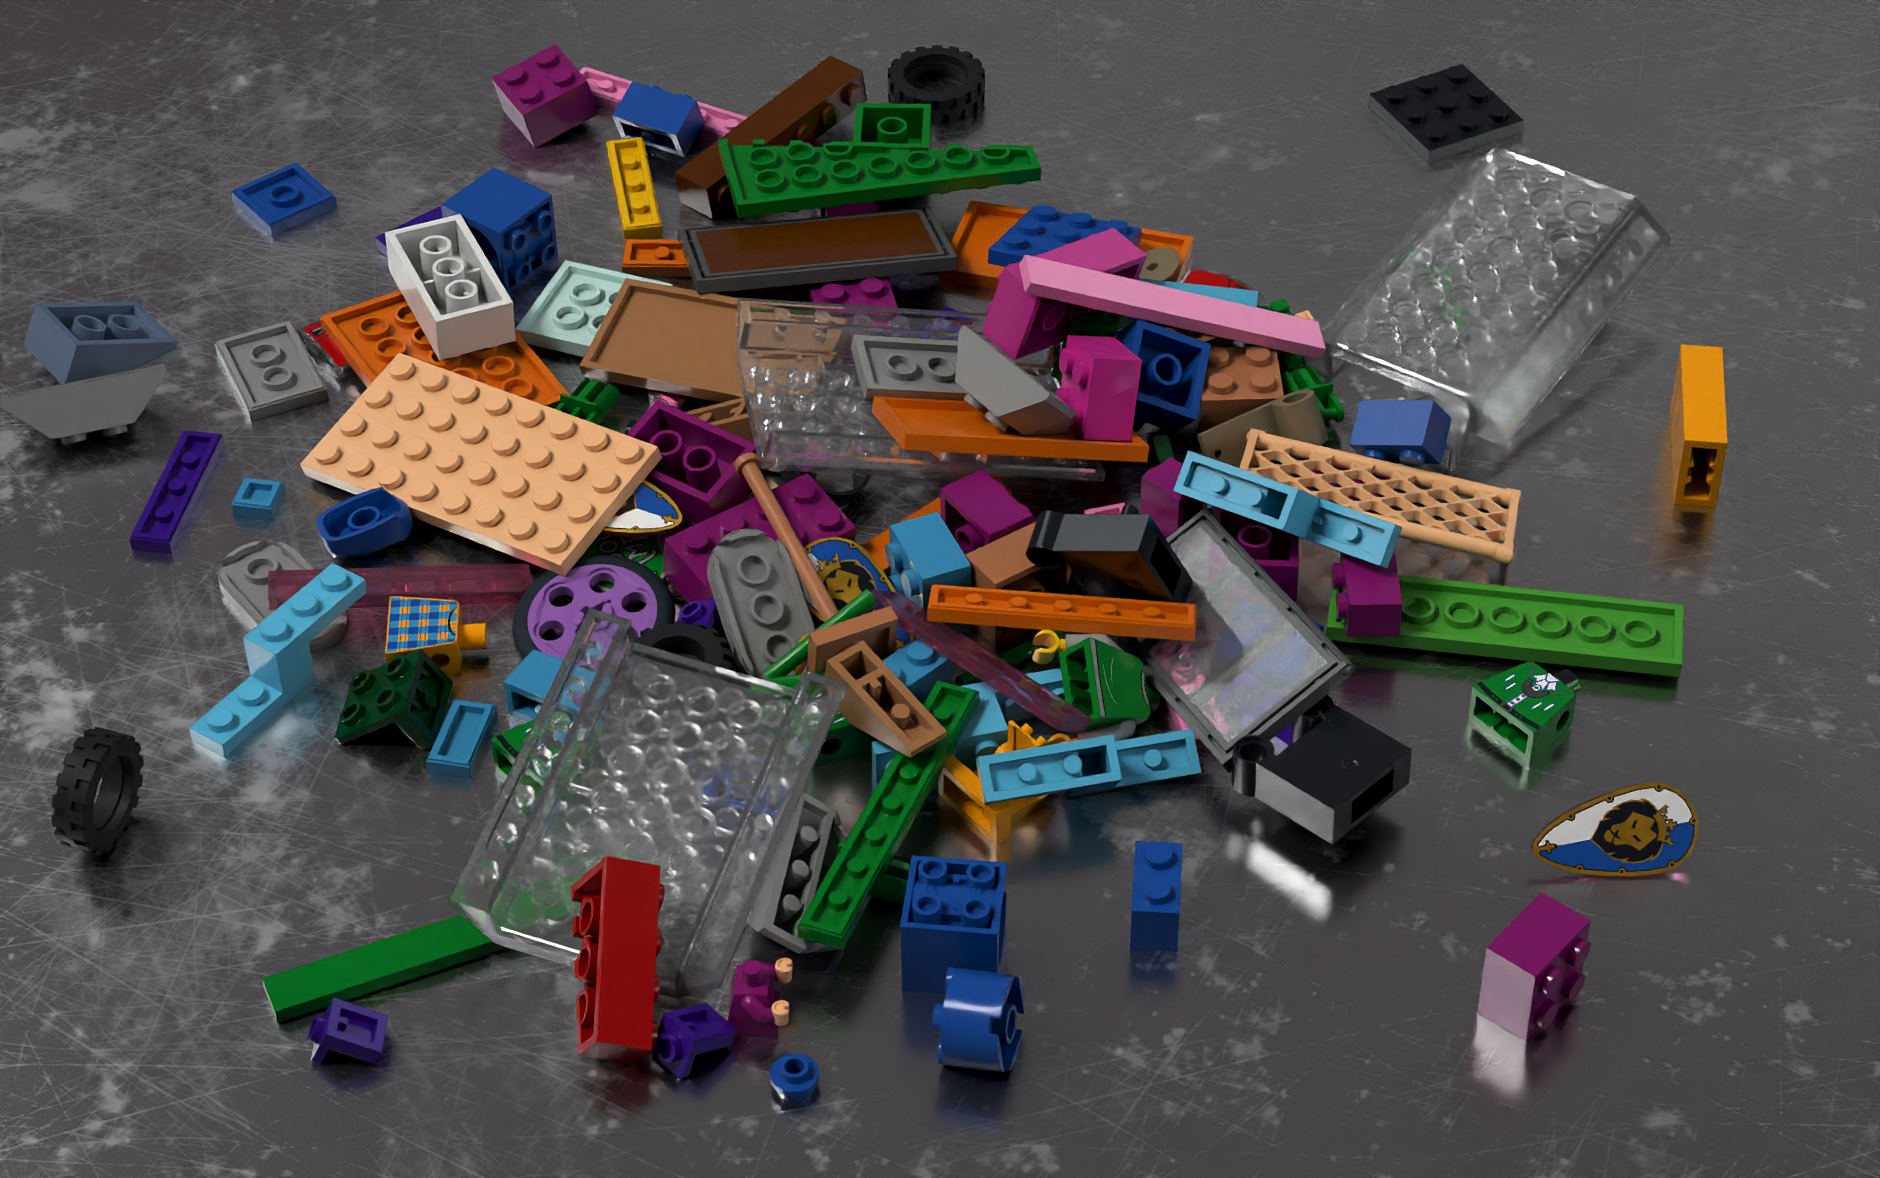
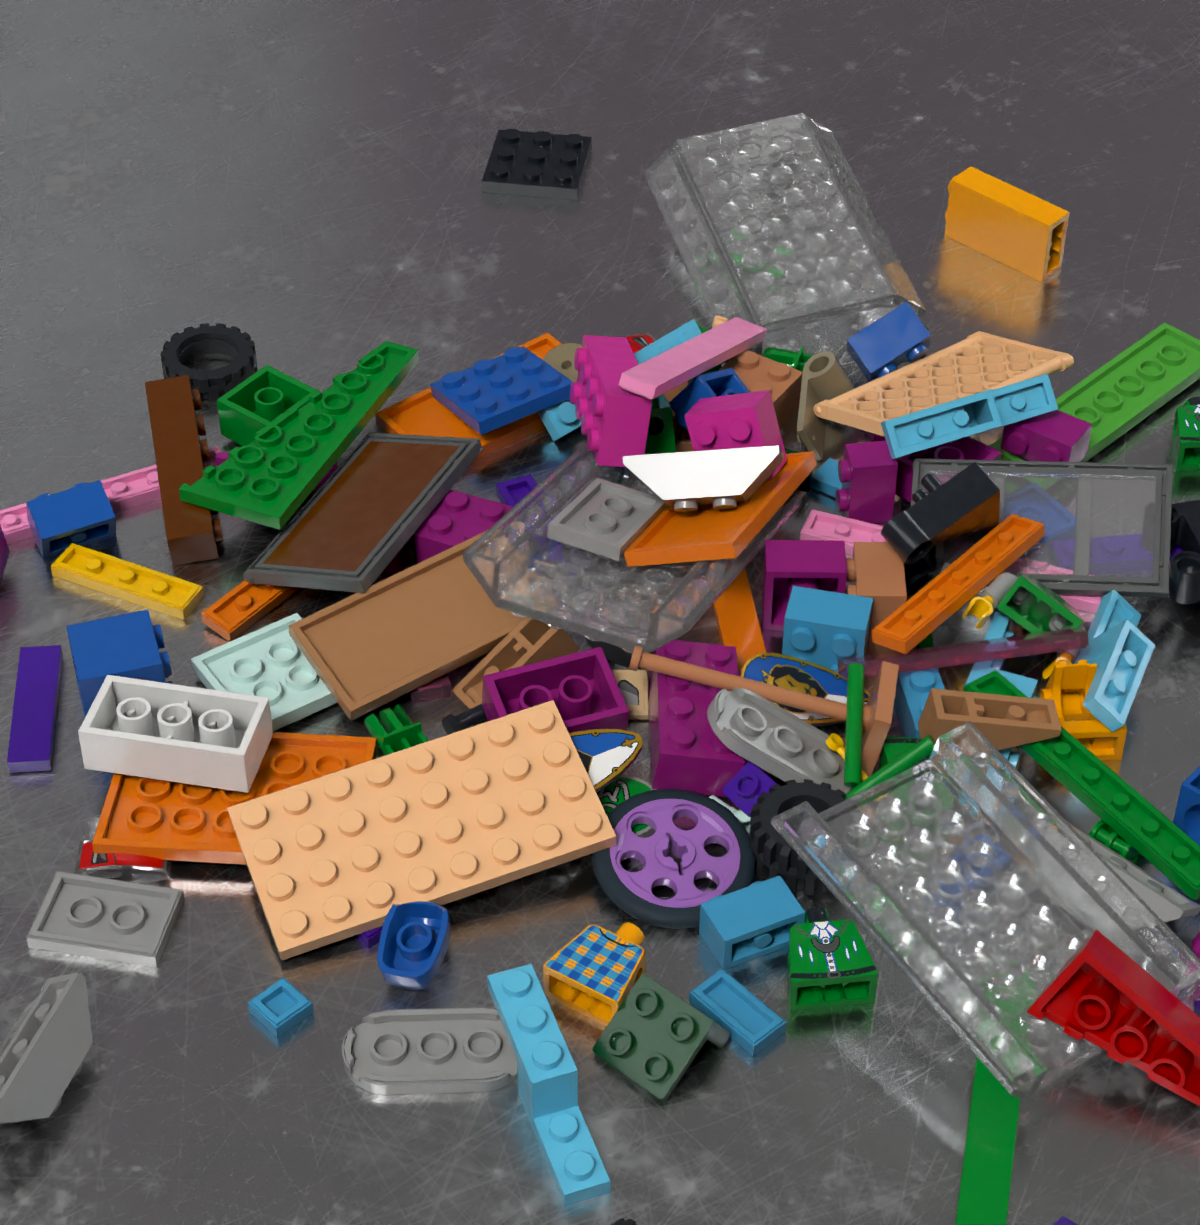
camera: 55 degrees left, 0 degrees up
(177, 492) = (210, 1062): dark purple tile -> none
(460, 583) = (527, 941): clear pink tile -> none

